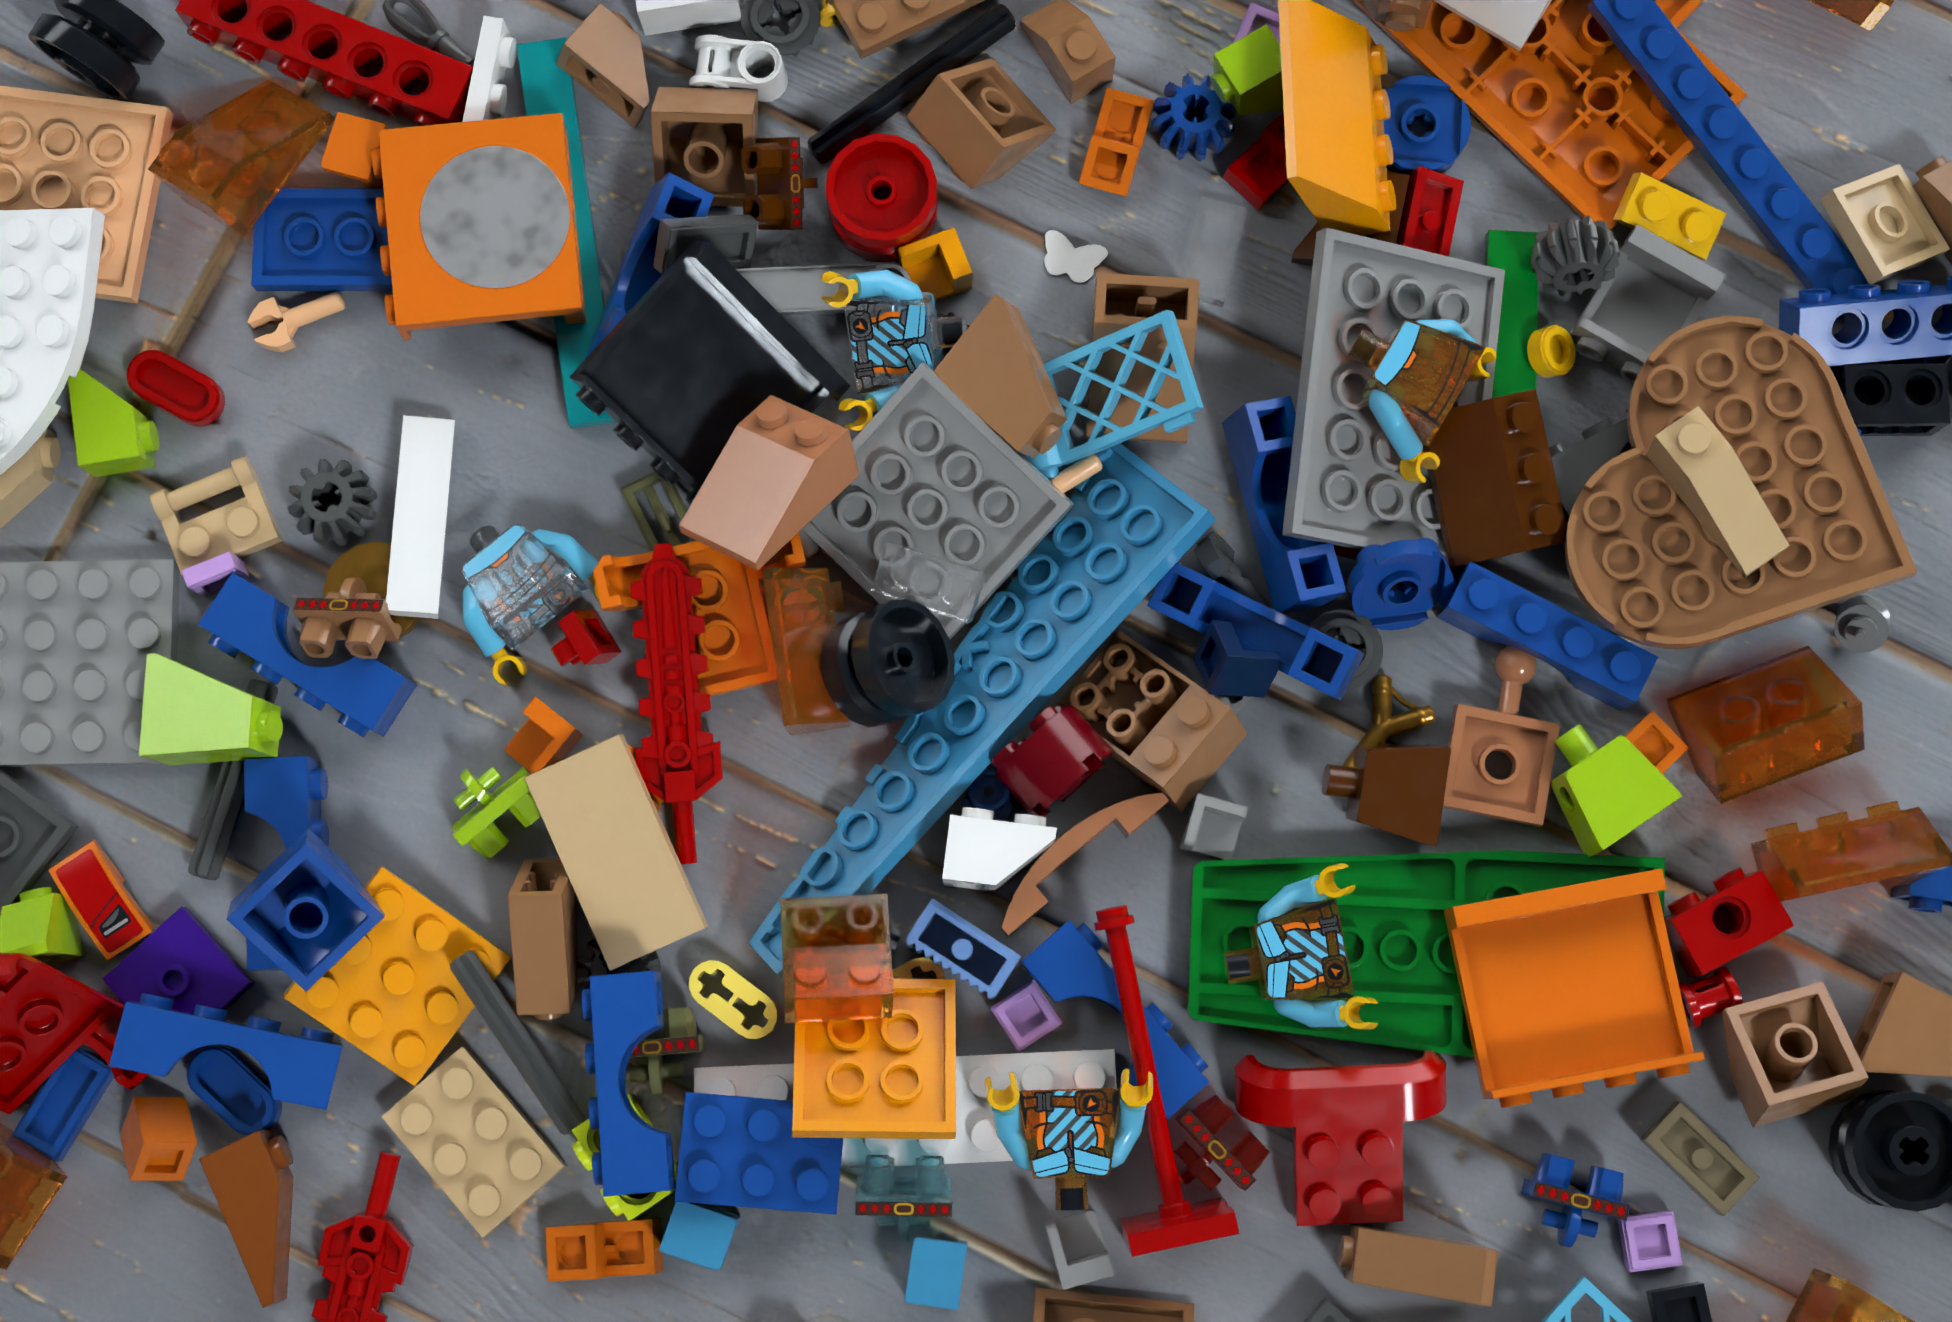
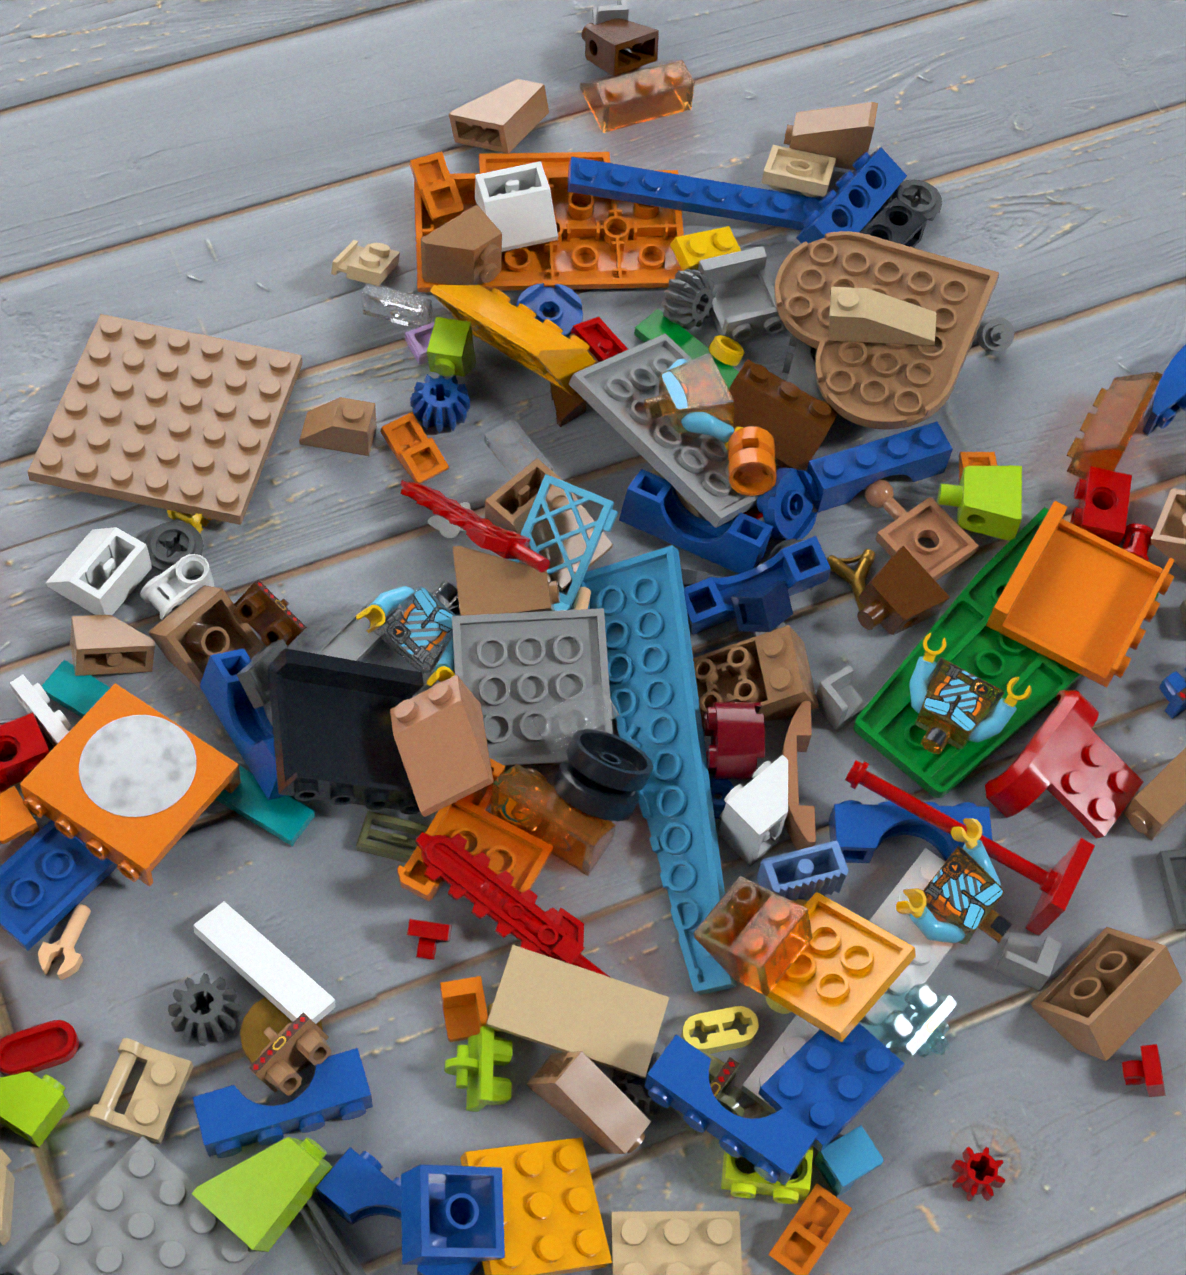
camera: 55 degrees left, 20 degrees down
(212, 574) = (178, 1116): lavender tile -> none
(517, 1042) = (639, 1171): dark grey axle -> none
(519, 586) = (363, 941): clear torso -> none
(878, 169) = (331, 573): red wheel -> none
(911, 83) = (279, 513): black axle -> none
(936, 1273) = (984, 1043): dark azure panel -> none
(937, 264) = (395, 572): light orange panel -> none
(979, 121) = (336, 500): medium nougat slope -> none
(1026, 1015) = (865, 881): lavender tile -> none
(1047, 314) = (478, 529): none -> red bar
(1237, 1162) = (1030, 843): clear red hips -> none
(1262, 168) = (497, 392): red slope -> none
(1396, 504) = (751, 461): none -> orange wheel
(1768, 723) = (1012, 410): clear orange slope -> none

